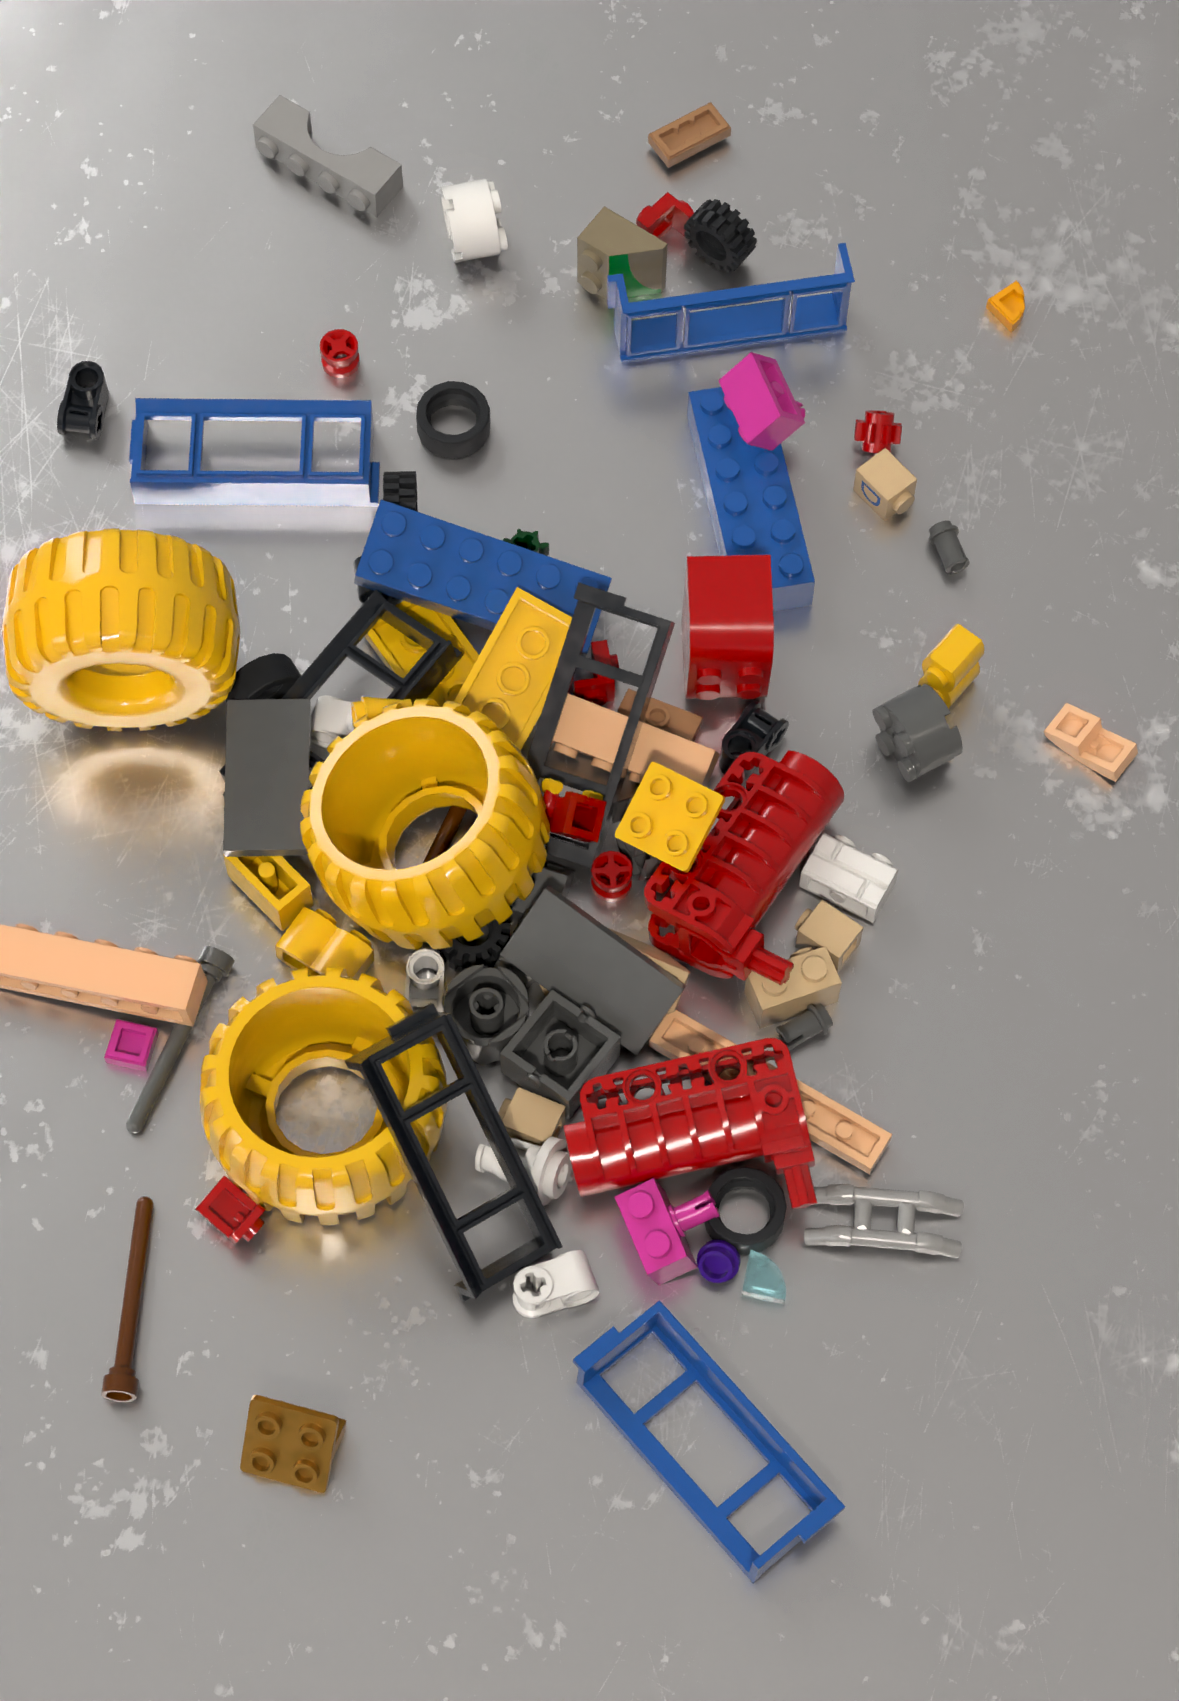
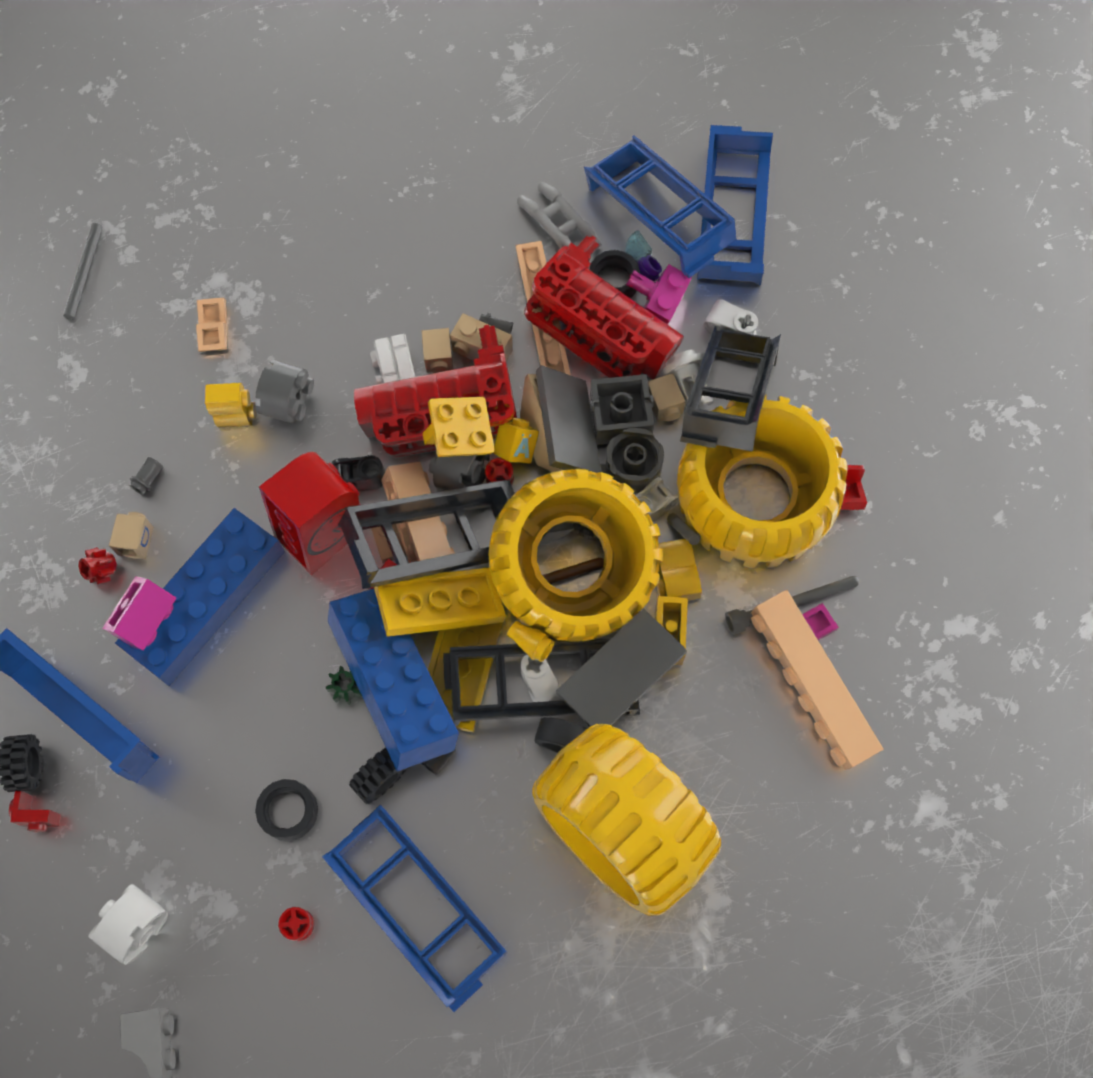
camera: 130 degrees left, 5 degrees up
(81, 407) = (473, 1049): black piece -> none
(121, 1381) = (973, 464): reddish brown piece -> none
(290, 1443) = (915, 366): pearl gold bracket -> none
(575, 814) = (490, 500): red piece -> none
(620, 247) = (86, 808): dark tan slope -> none
(624, 911) = (516, 441): none -> yellow brick
(773, 1368) = (692, 255): none -> blue piece

